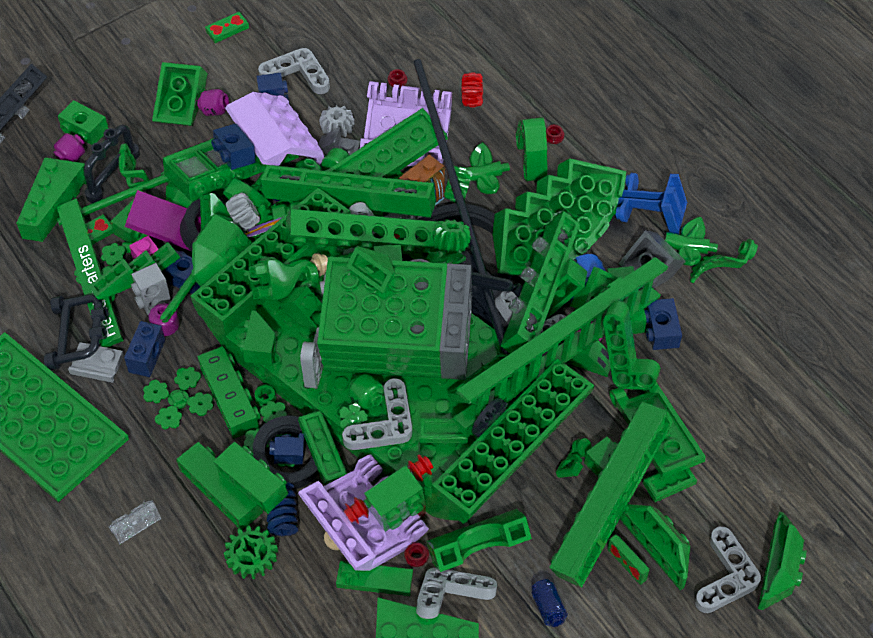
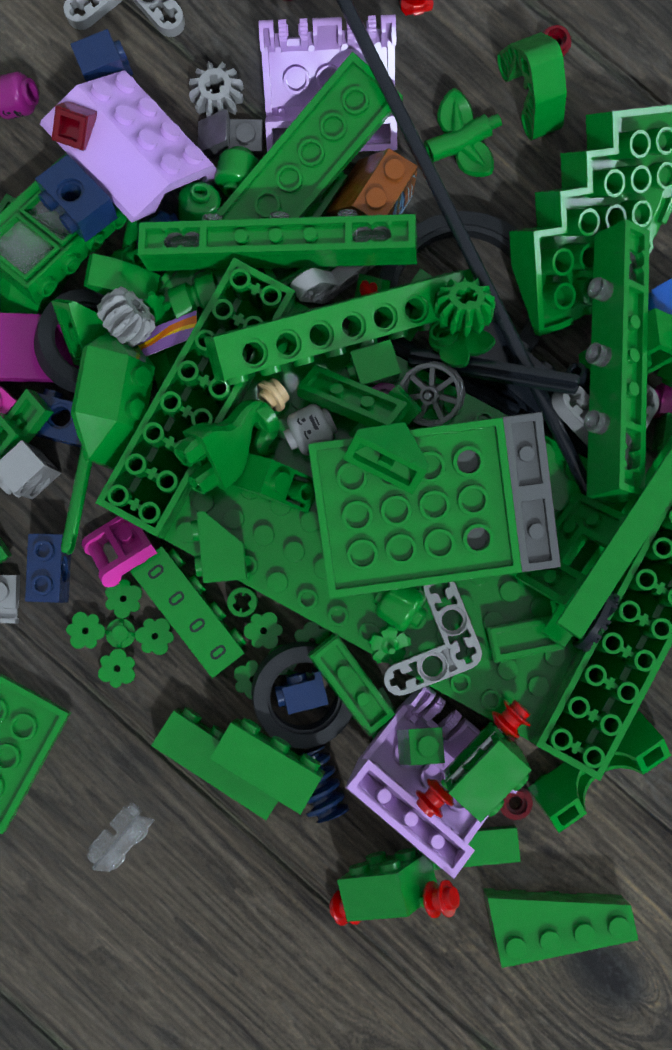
camera: 10 degrees left, 30 degrees up
(169, 327) = (50, 509): magenta head -> none
(198, 341) = (129, 544): none -> dark pink plate
(243, 560) = (302, 865): green gear -> none
(244, 109) = (73, 125): none -> dark red slope
(308, 575) = (392, 889): none -> green brick
(311, 363) = (313, 583): light grey beam -> none
(356, 485) = (420, 746): none -> green brick
(448, 582) = (562, 852): light grey beam -> none
(464, 177) = (444, 164): green gear -> none

